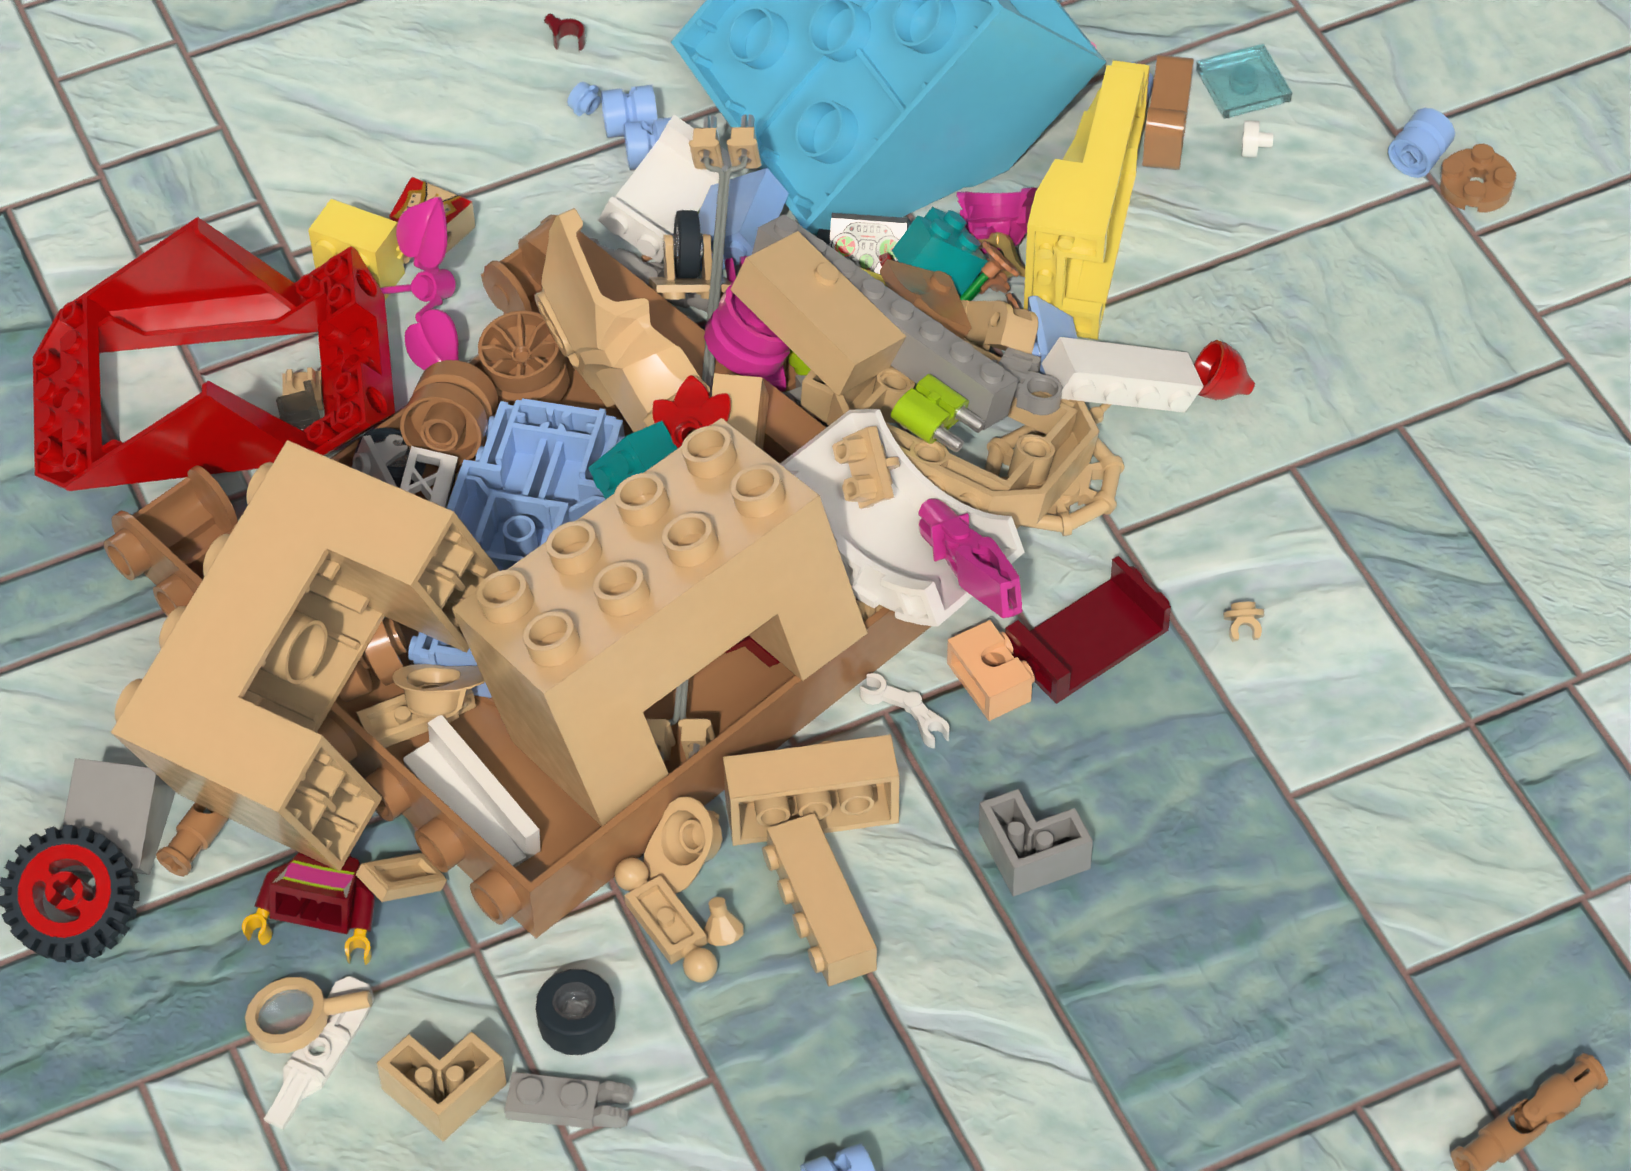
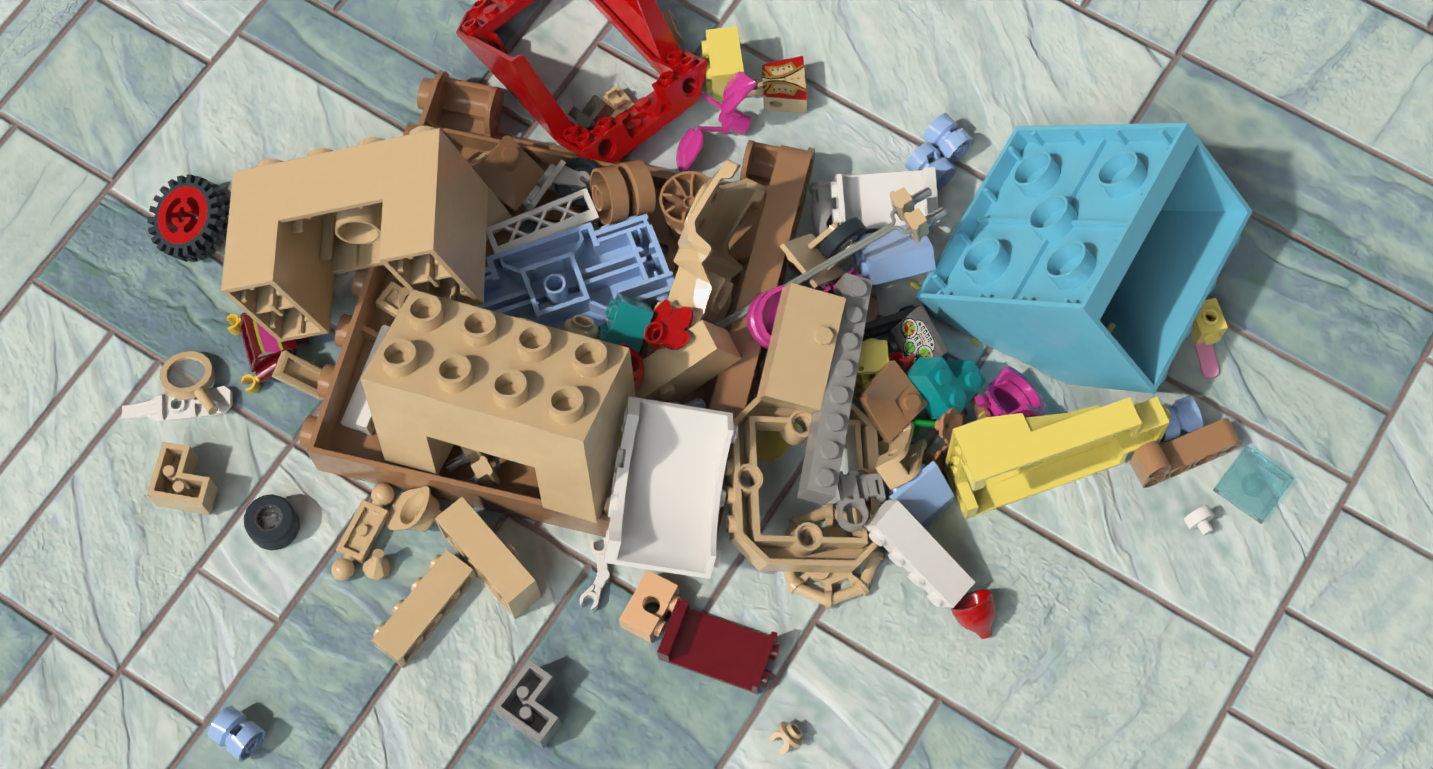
camera: 60 degrees right, 15 degrees up
(565, 27) = (993, 58): dark red piece -> none
(566, 1101) = (215, 551): light grey hinge -> none
(584, 99) = (944, 105): light blue plate -> none
(868, 467) = (699, 451): tan hips -> none
(933, 410) = (780, 459): lime piece -> none
(973, 558) = (680, 530): dark pink arm -> none
(1421, 142) = (1276, 630): light blue wheel -> none
(1481, 163) = (1290, 676): medium nougat plate -> none

